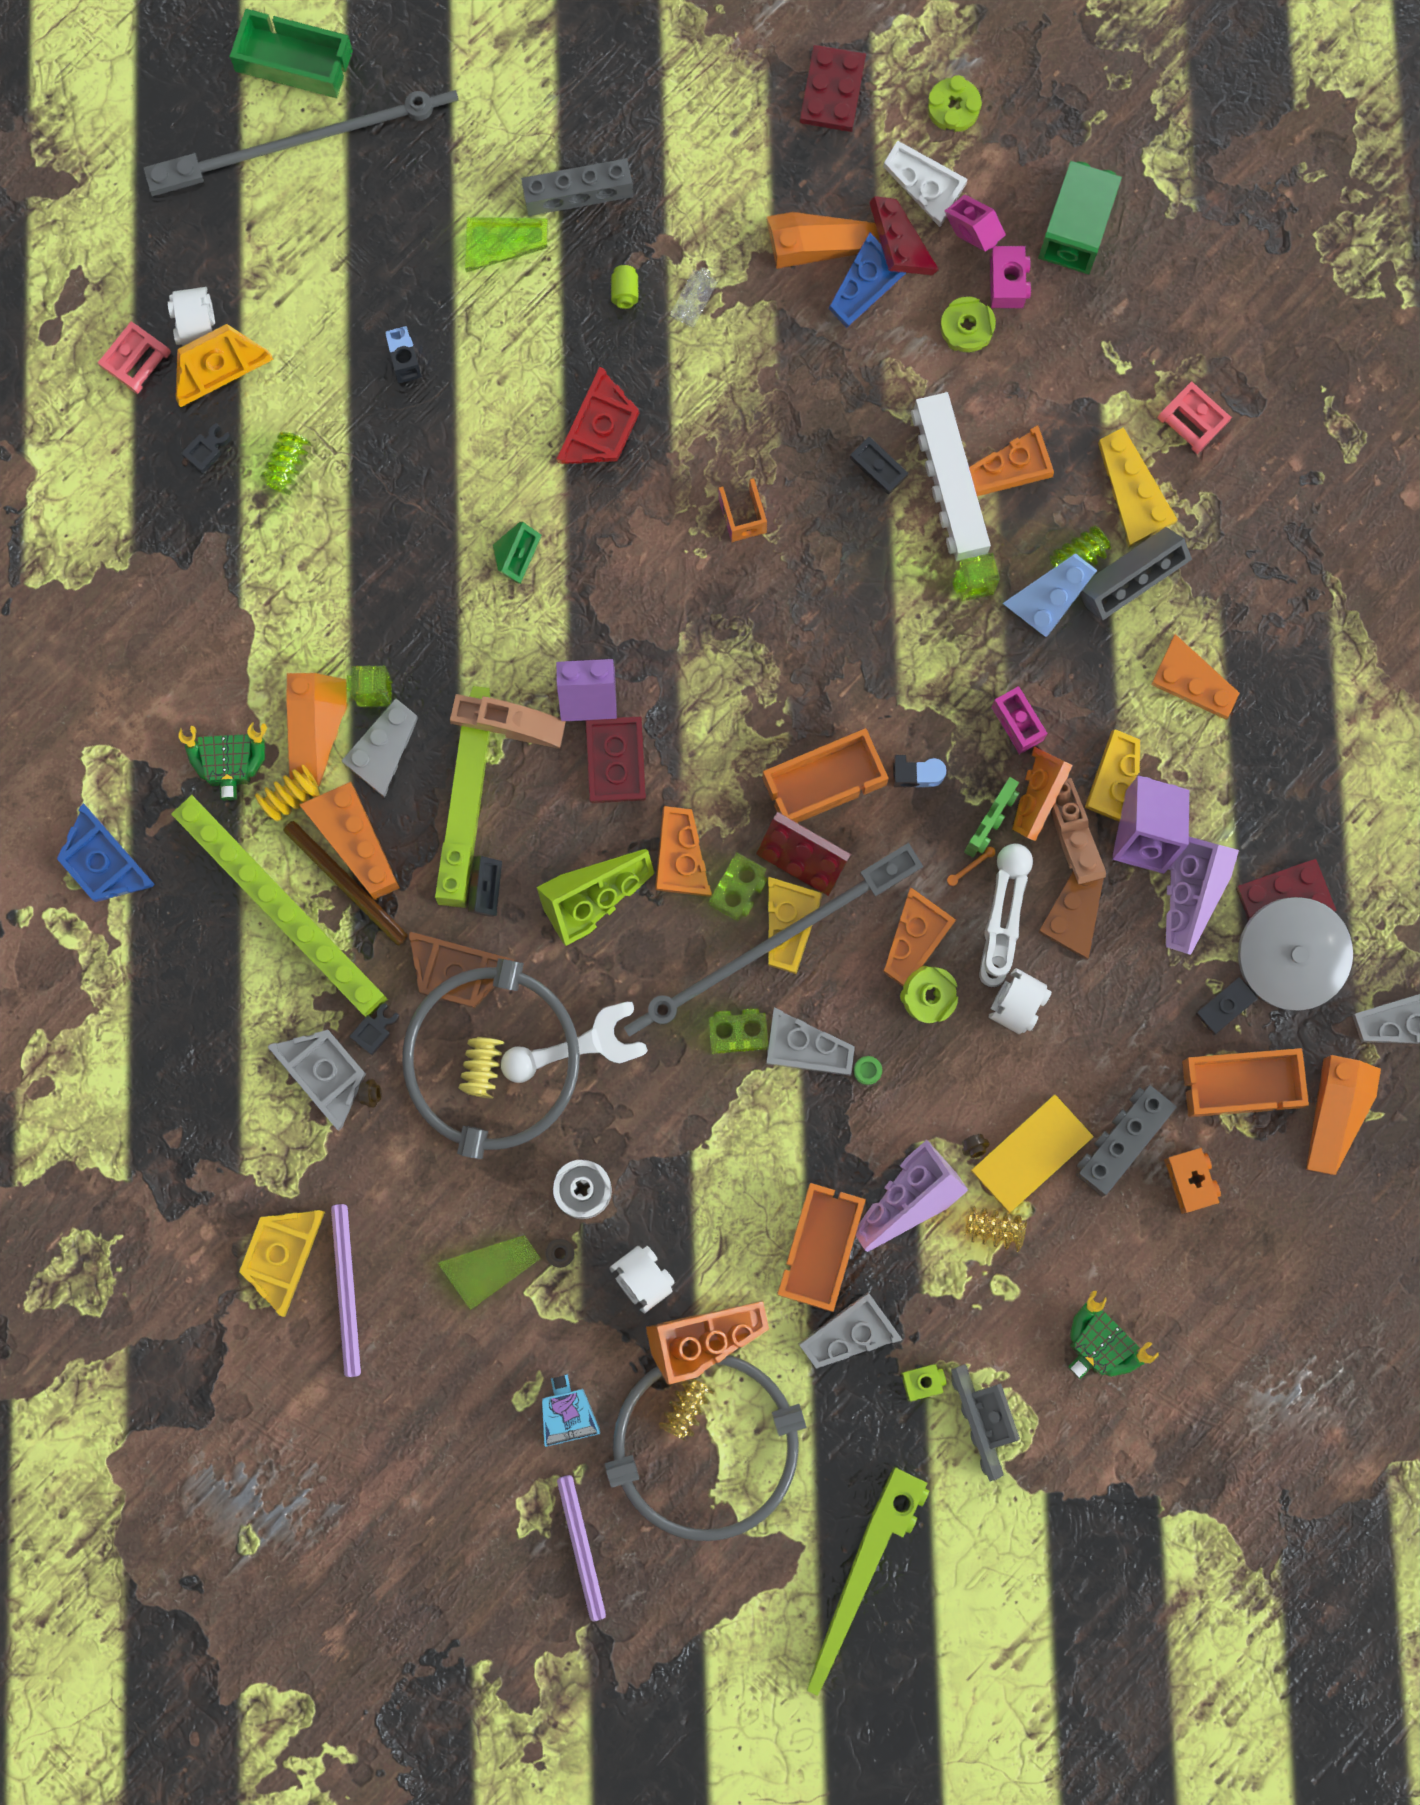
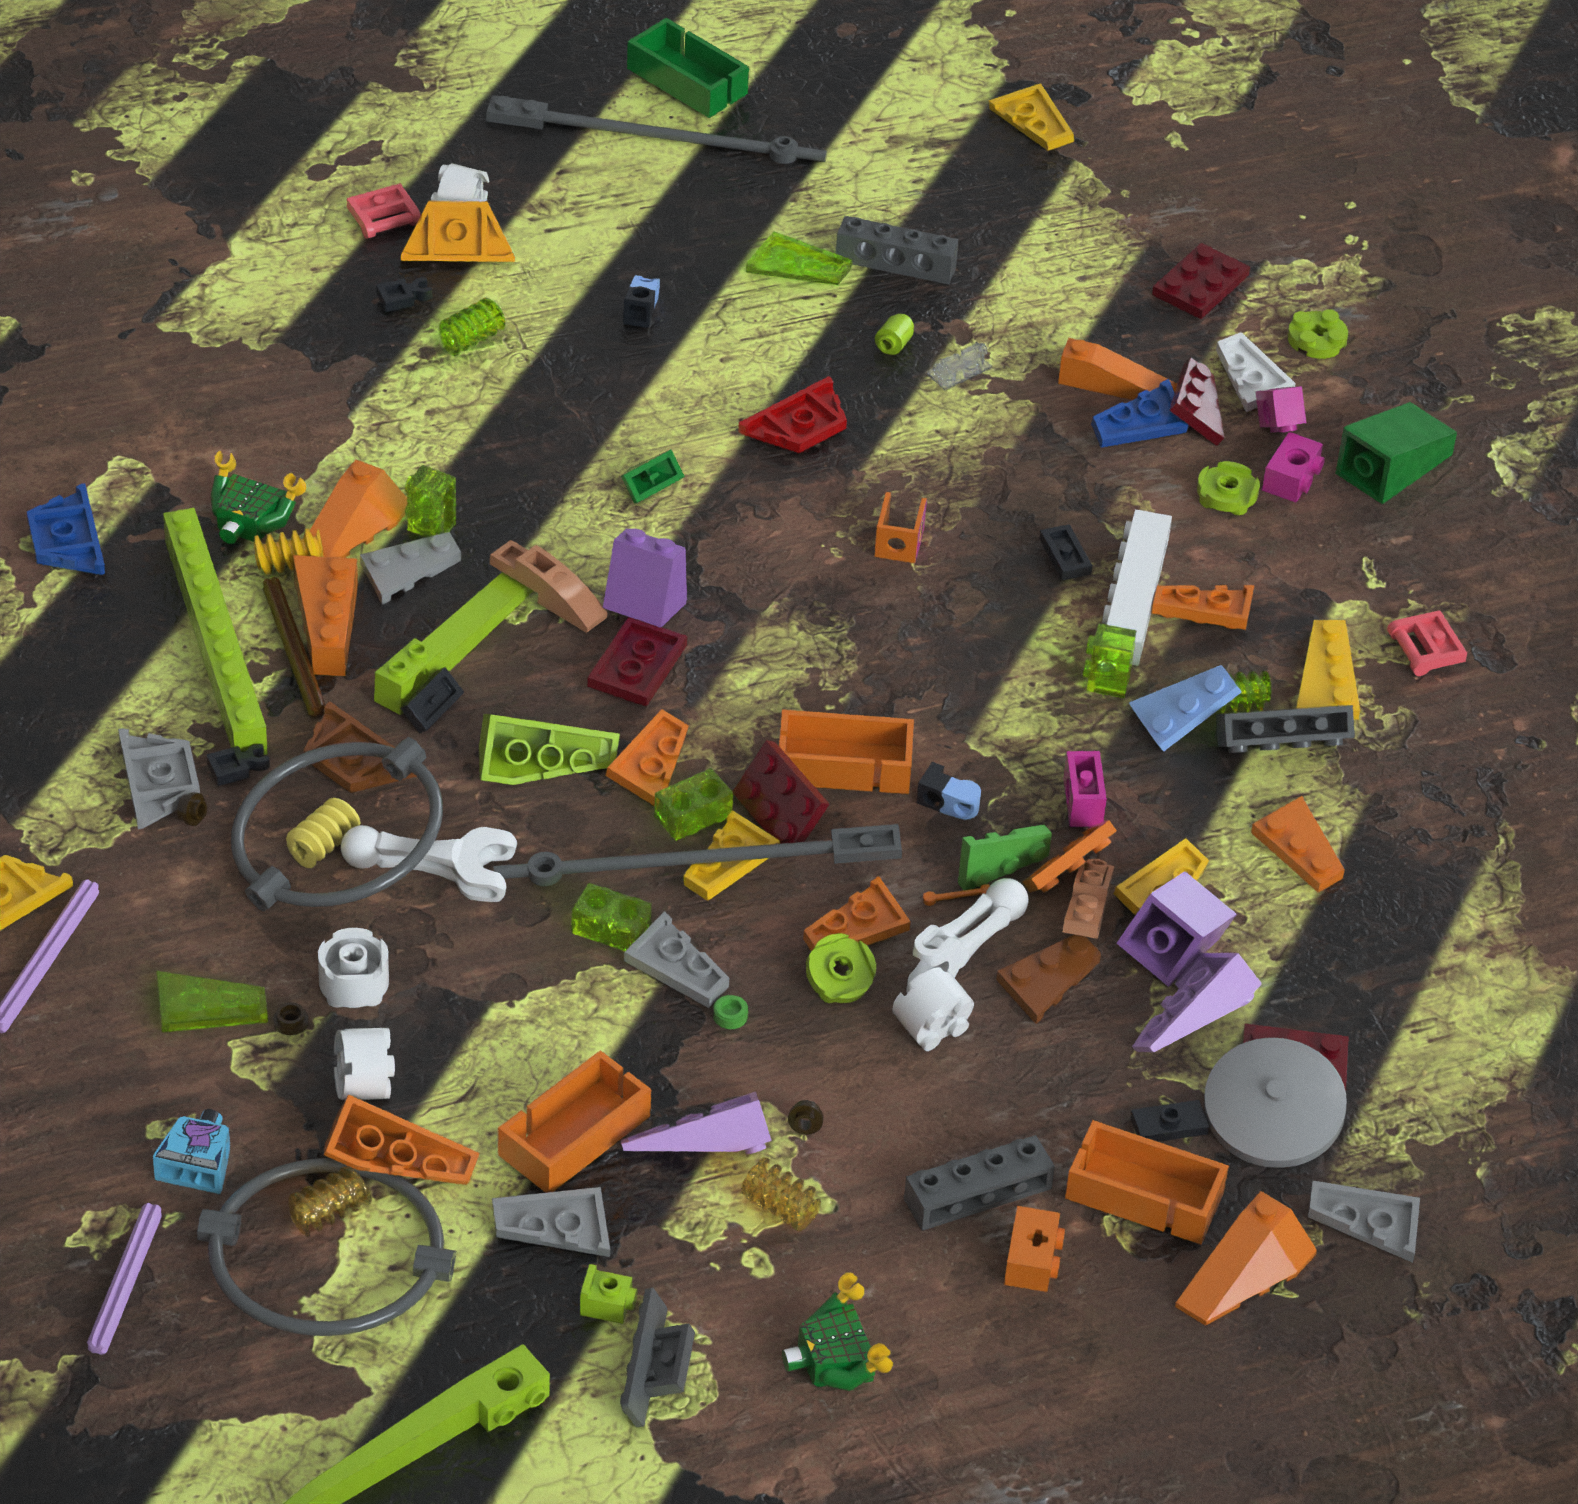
camera: 25 degrees right, 35 degrees down
(1032, 1153) = (864, 1154): yellow tile -> none

